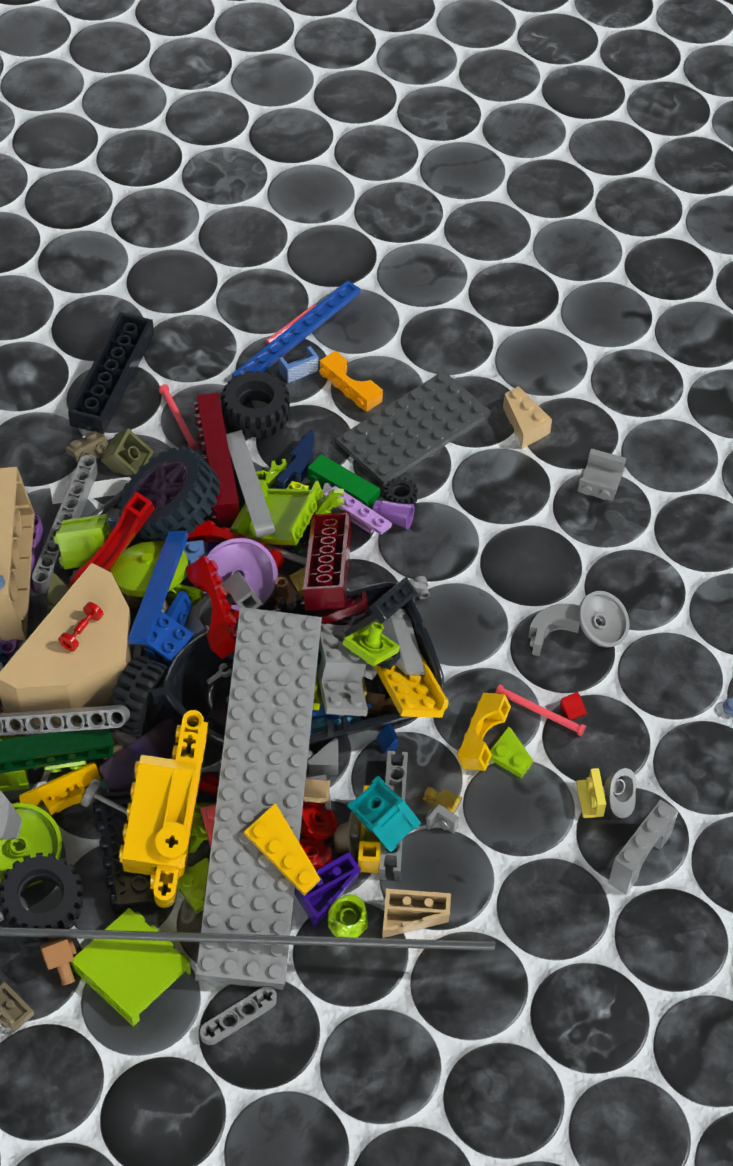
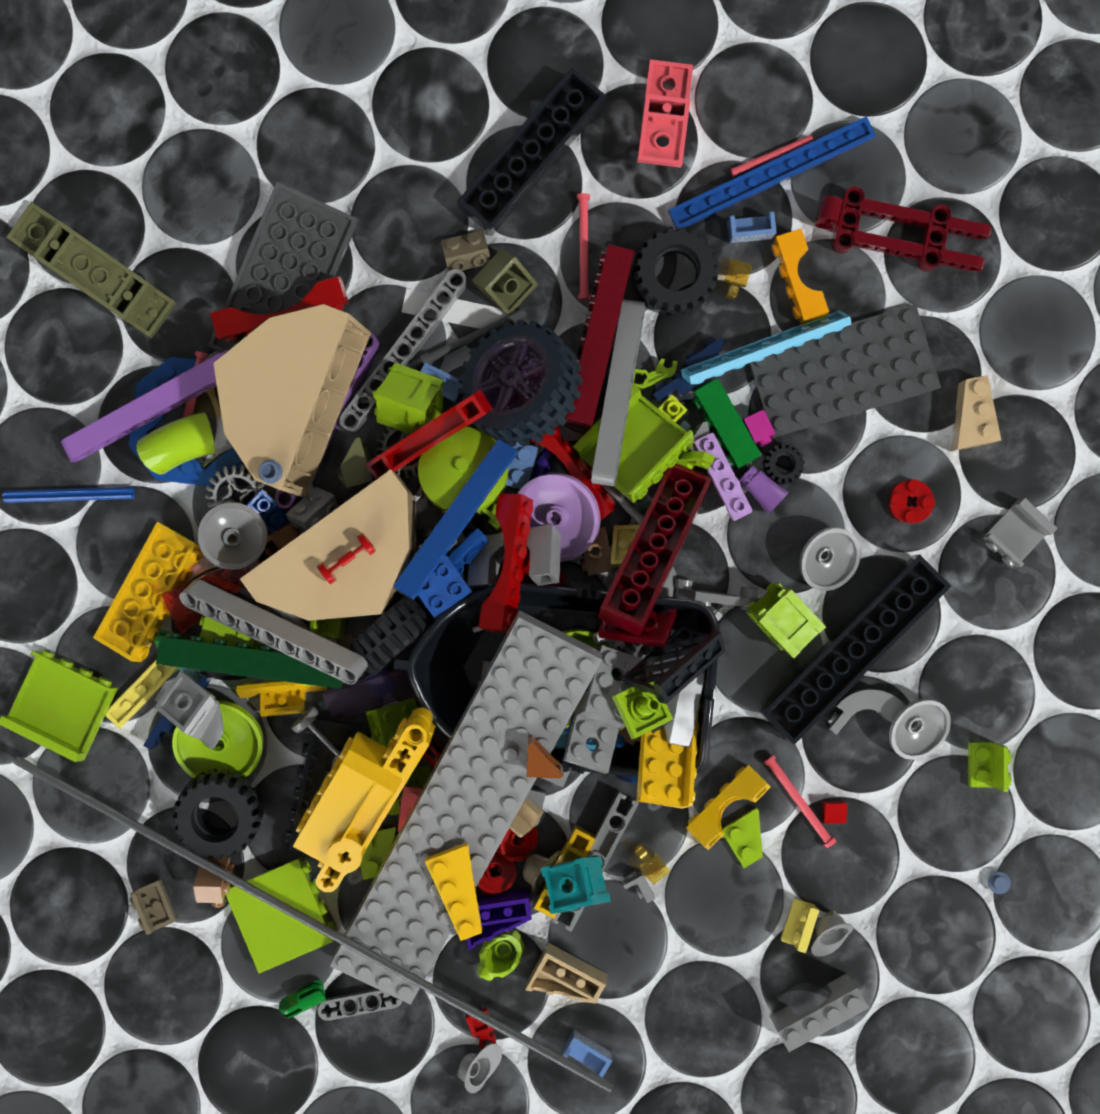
camera: 30 degrees right, 35 degrees up
(183, 1030) = (302, 999): none -> green arm
(201, 319) = (665, 113): none -> coral bracket
(304, 397) = (737, 275): none -> clear yellow plate
(306, 706) = (541, 762): none -> dark orange slope
(342, 427) = (770, 345): none -> medium azure plate
(357, 986) = (480, 1029): none -> red plate
(362, 333) = (833, 209): none -> dark red beam
(370, 474) = (759, 428): none -> dark pink brick
(373, 1019) = (478, 1067): none -> light grey piece
(455, 581) = (785, 619): none -> lime container
(465, 969) = (587, 1052): none -> medium blue panel
(469, 535) = (836, 564): none -> light grey dish
(514, 478) = (898, 500): none -> red plate
(520, 589) = (855, 648): none -> black brick
(674, 627) = (989, 765): none -> lime bracket

